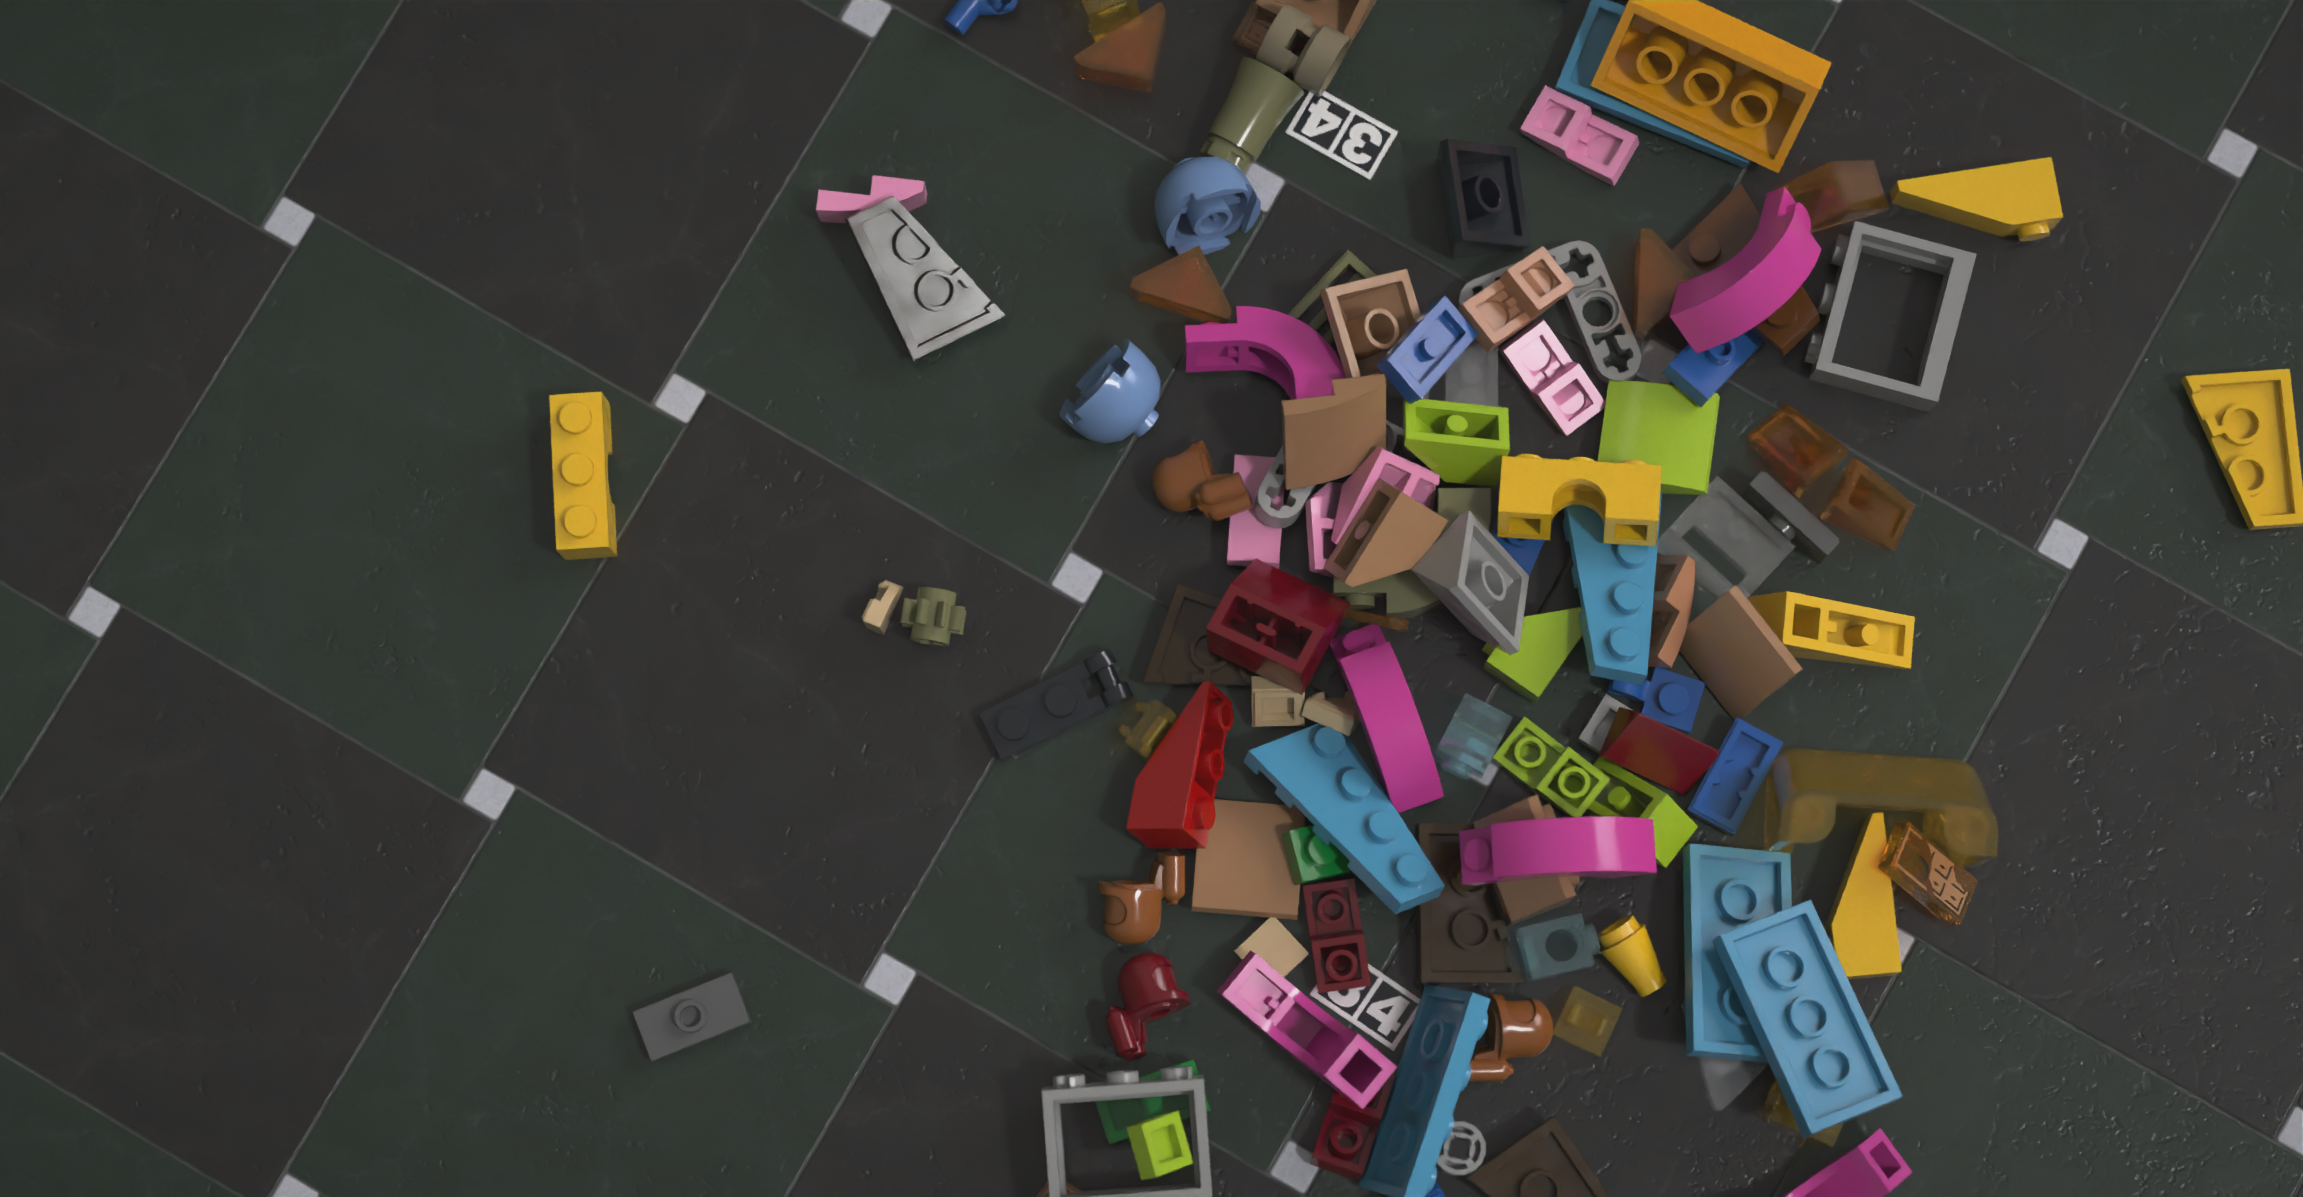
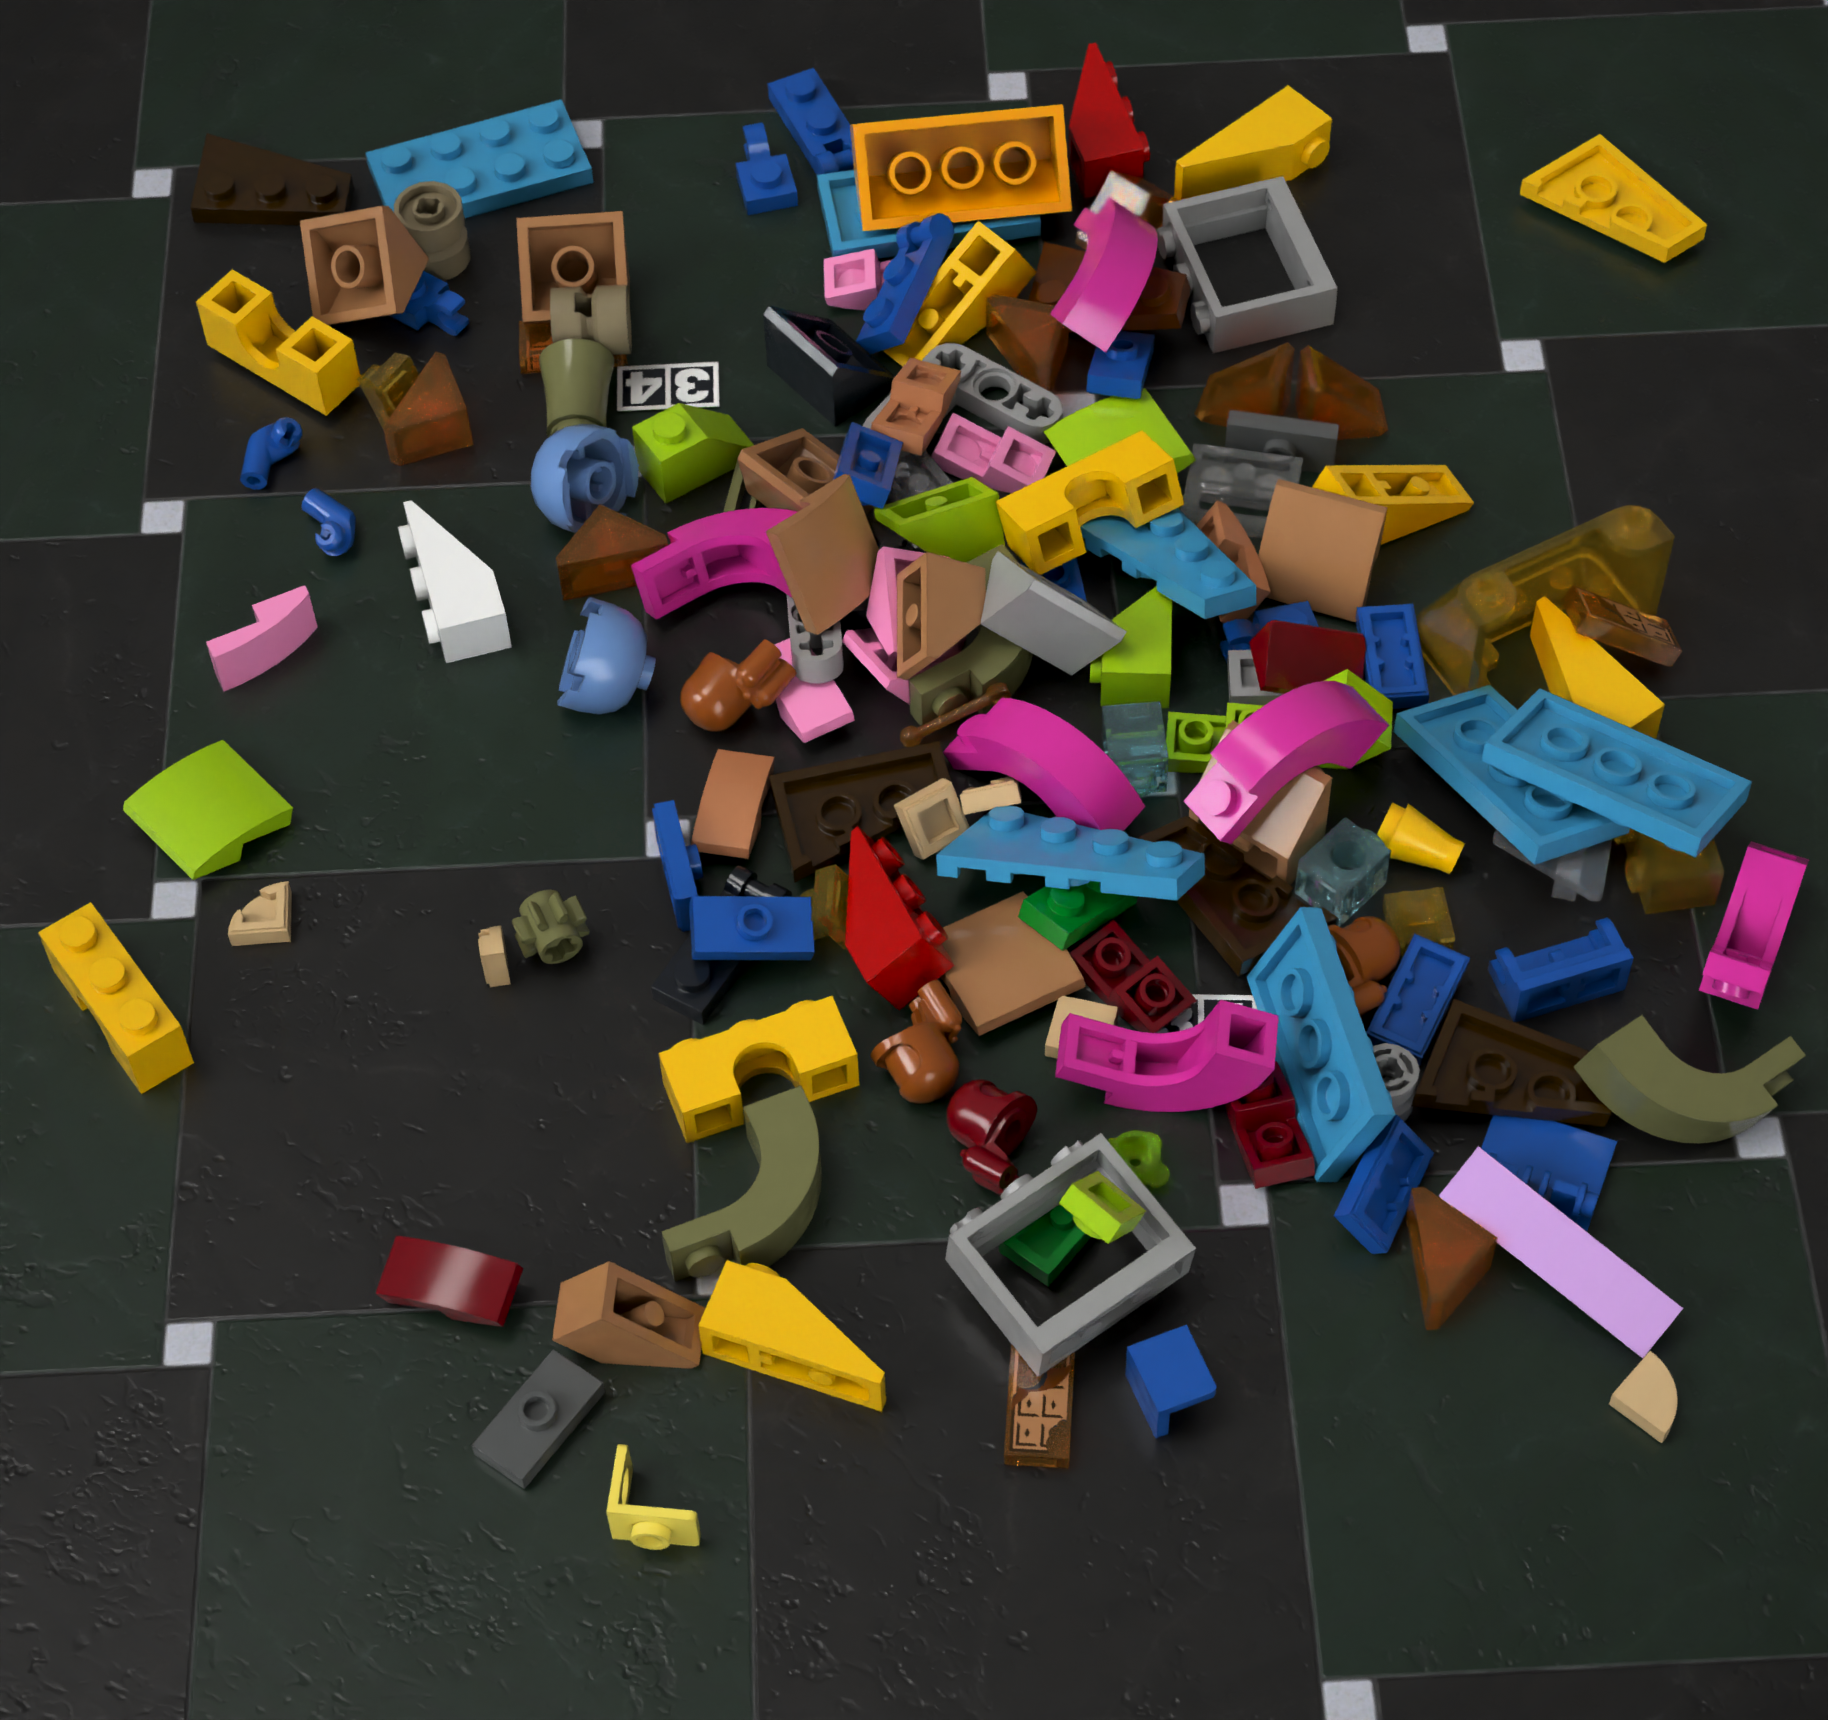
camera: 35 degrees left, 25 degrees down
(689, 872) = (449, 1279): none -> dark red slope
(710, 1155) = (645, 1525): none -> light yellow bracket
(734, 461) = (264, 918): none -> tan tile
(743, 337) = (207, 809): none -> lime slope
(795, 987) = (627, 1320): none -> medium nougat slope
(893, 1060) = (775, 1330): none -> yellow slope
(917, 280) = (353, 674): wing -> none
(968, 821) = (801, 1044): none -> yellow arch
(974, 948) = (776, 1206): none -> olive arch
(993, 115) = (337, 522): none -> blue arm
(1045, 256) = (460, 588): none -> white slope
(1062, 621) = (679, 861): none -> blue plate
(1076, 719) = (751, 928): none -> blue plate
(1138, 586) = (732, 803): none -> nougat slope
(1222, 1091) = (1147, 1149): none -> clear neon green plate
(1275, 625) = (887, 748): dark red slope -> none
(1317, 220) = (686, 448): none -> lime slope
(1534, 1091) = (1418, 996): none -> blue plate
(1589, 166) = (906, 282): none -> blue plate
(1623, 204) = (957, 297): none -> yellow slope
(1660, 1133) = (1562, 973): none -> blue hinge
(1861, 100) = (1103, 128): none -> red slope

